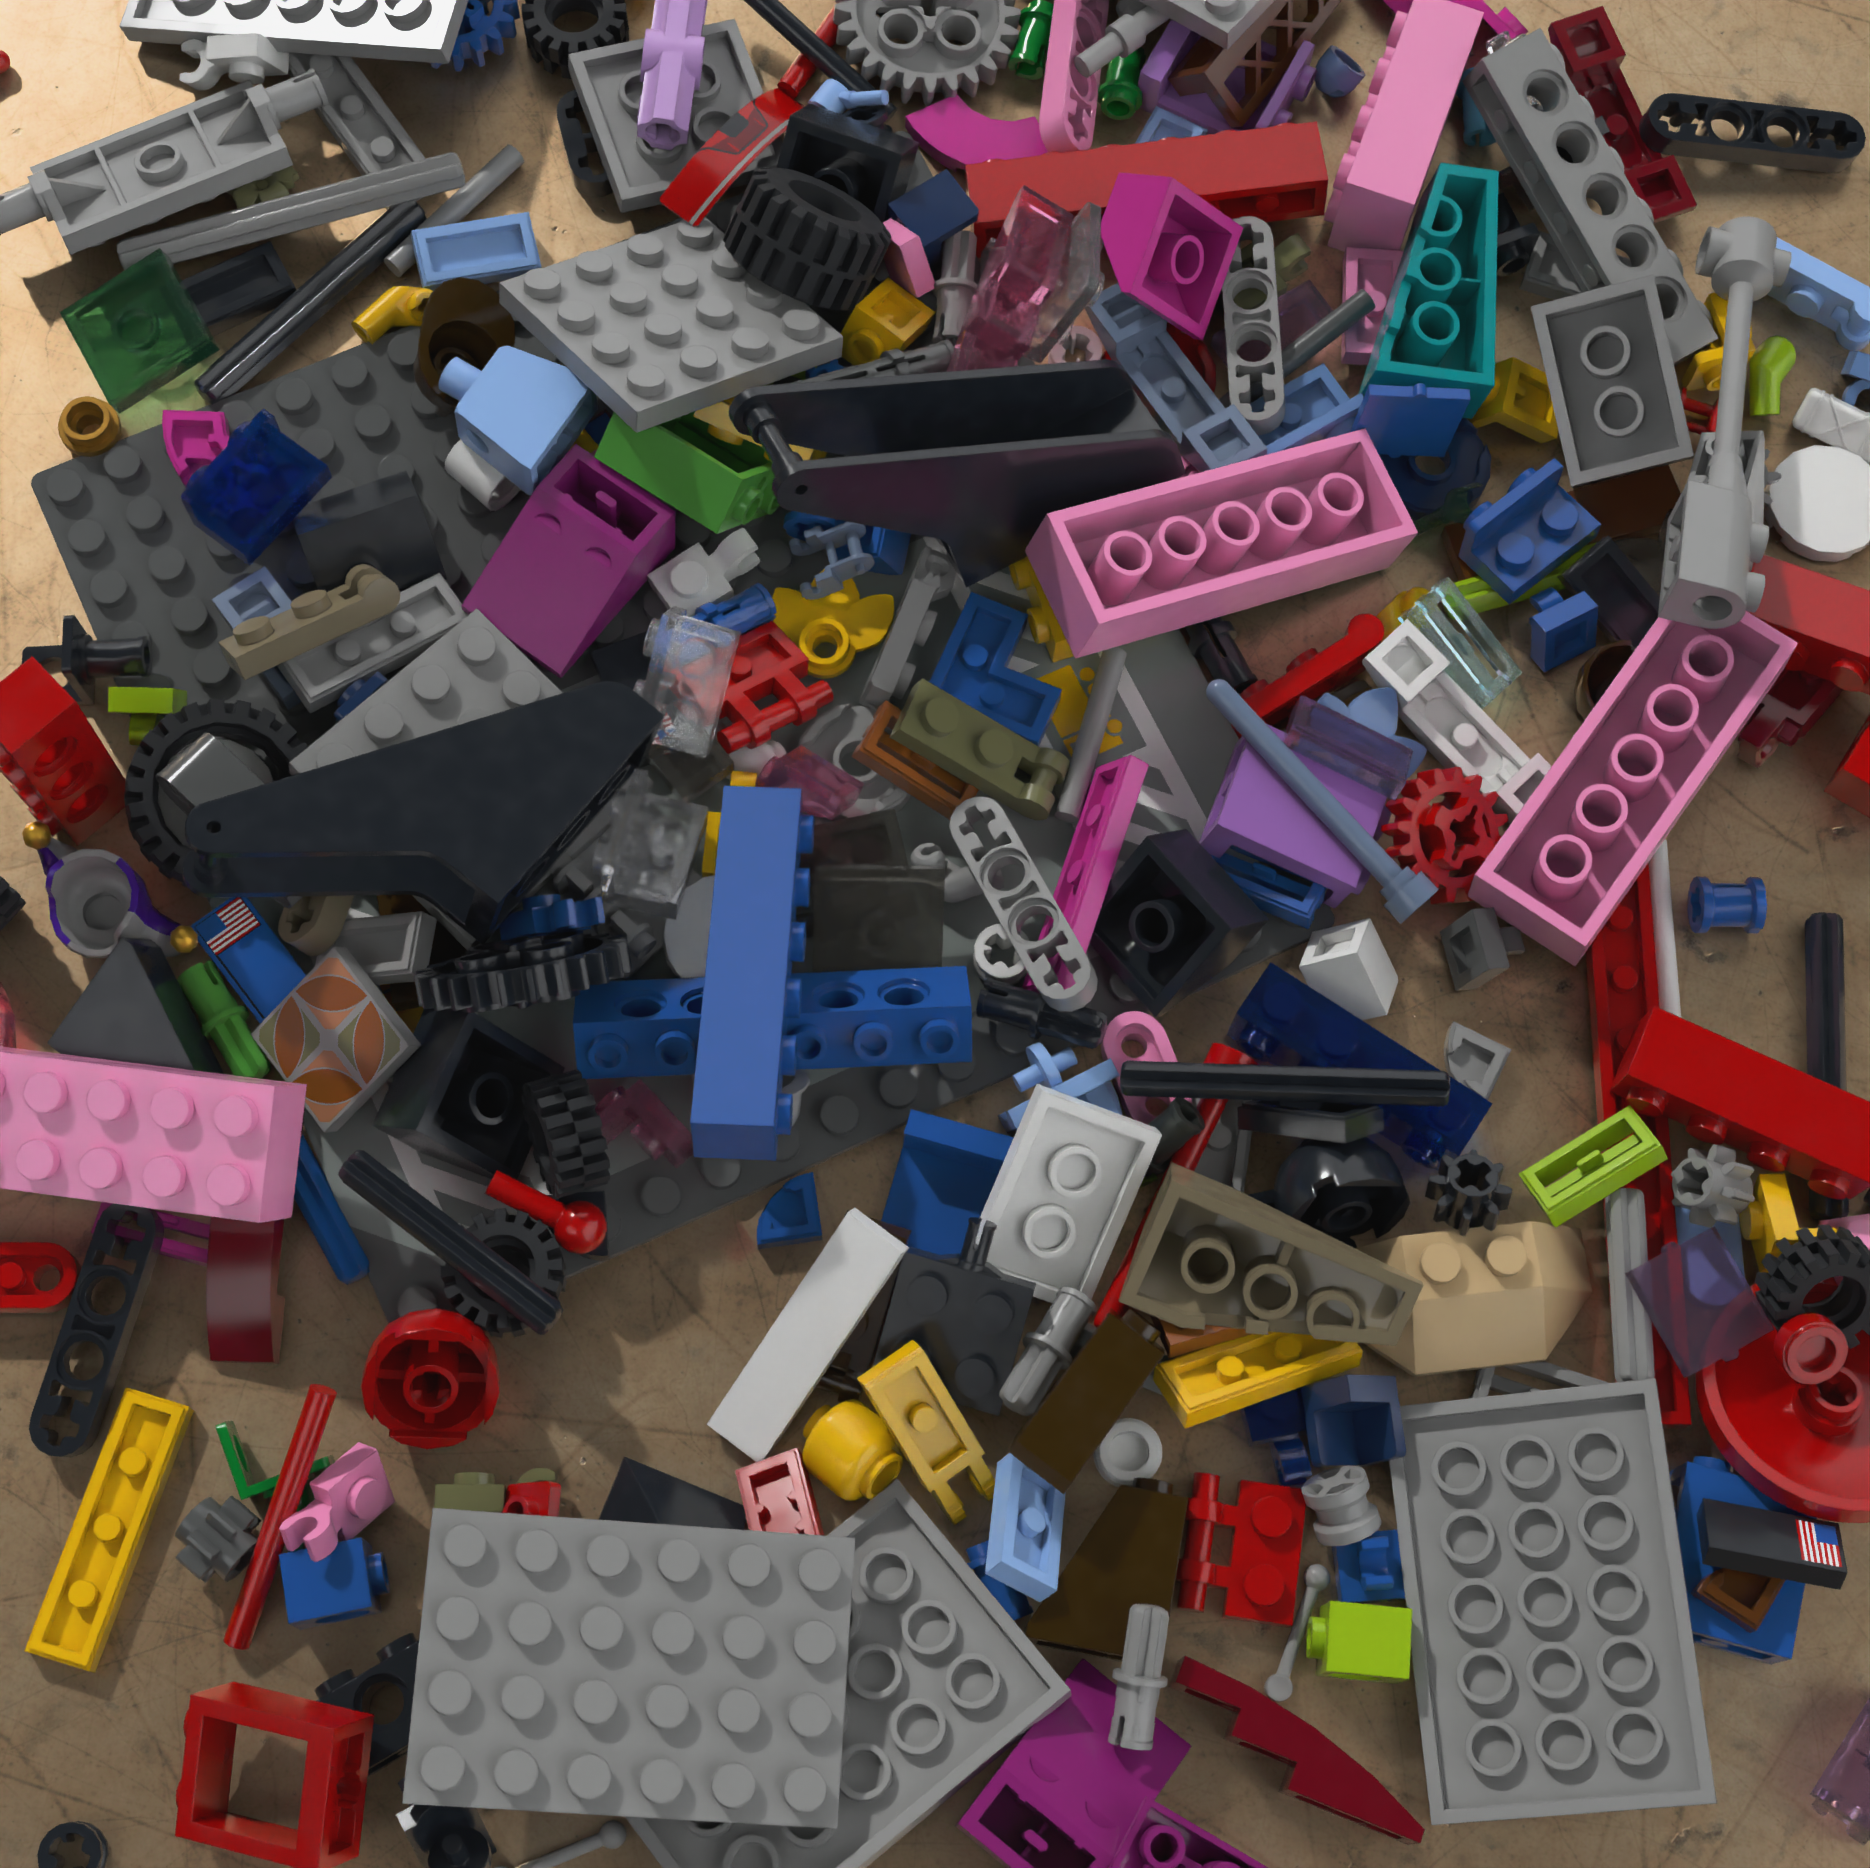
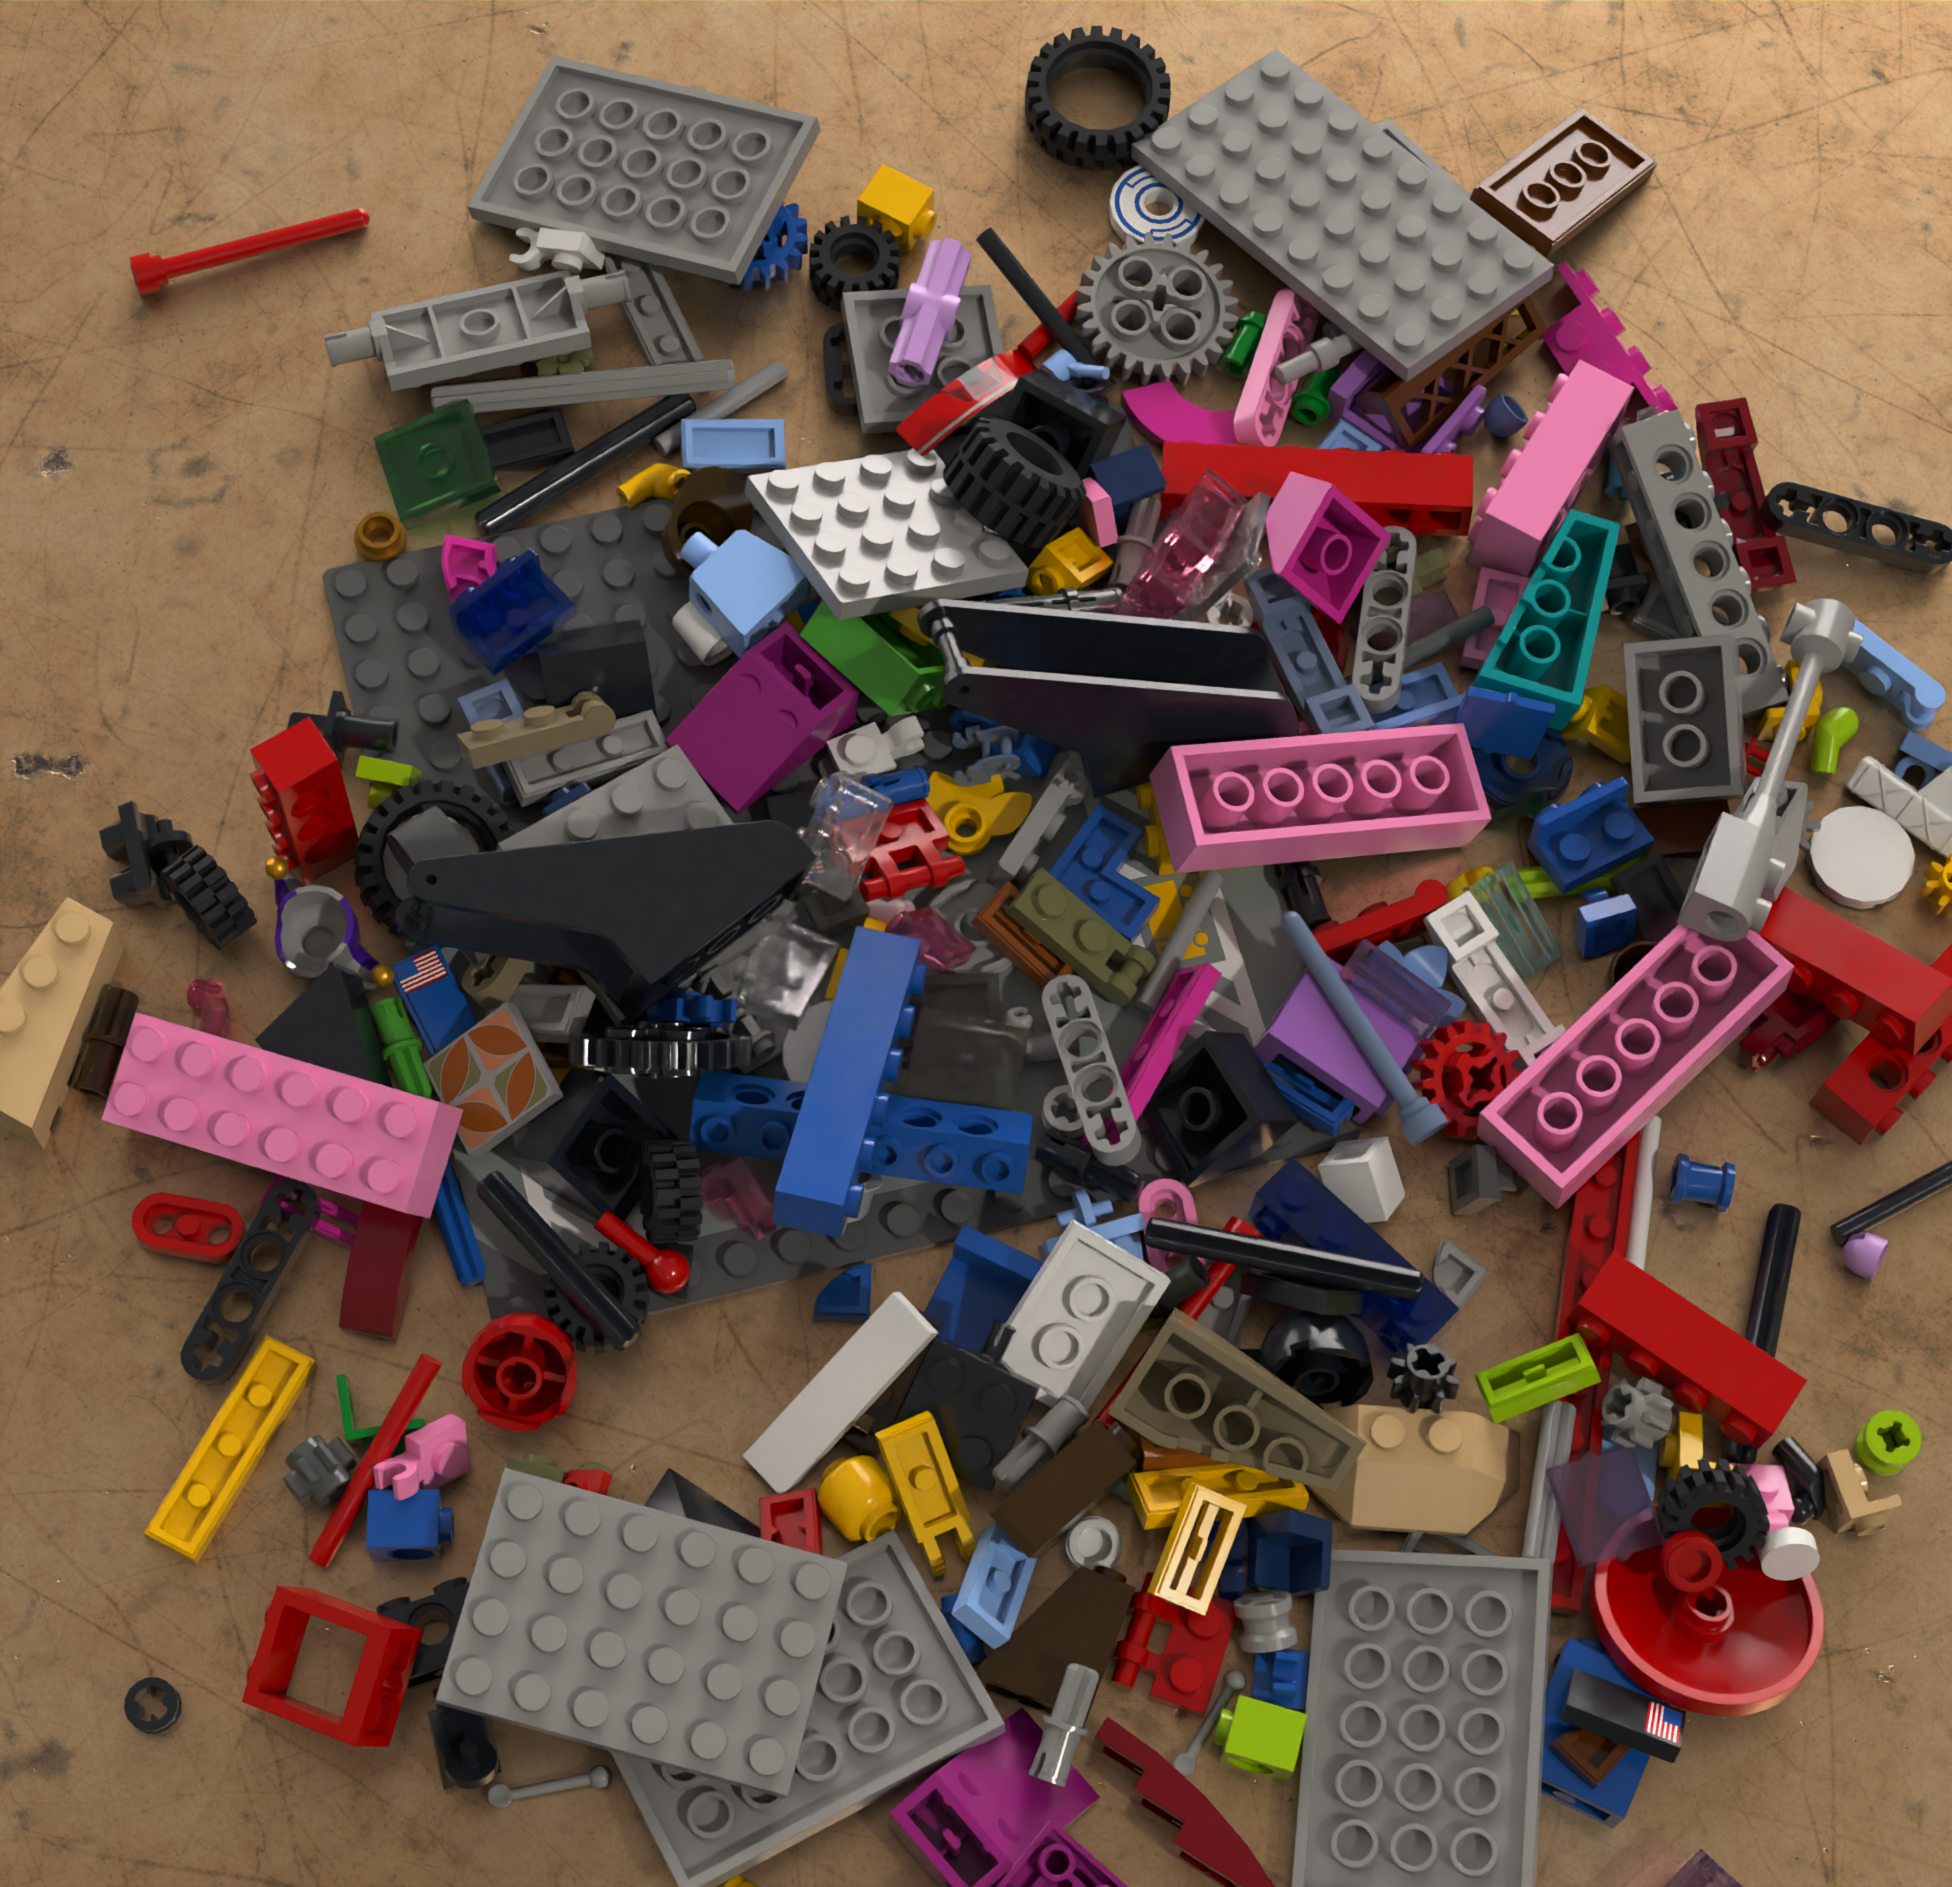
camera: 10 degrees right, 5 degrees down
(1239, 1439) = (1177, 1542): none -> yellow tile

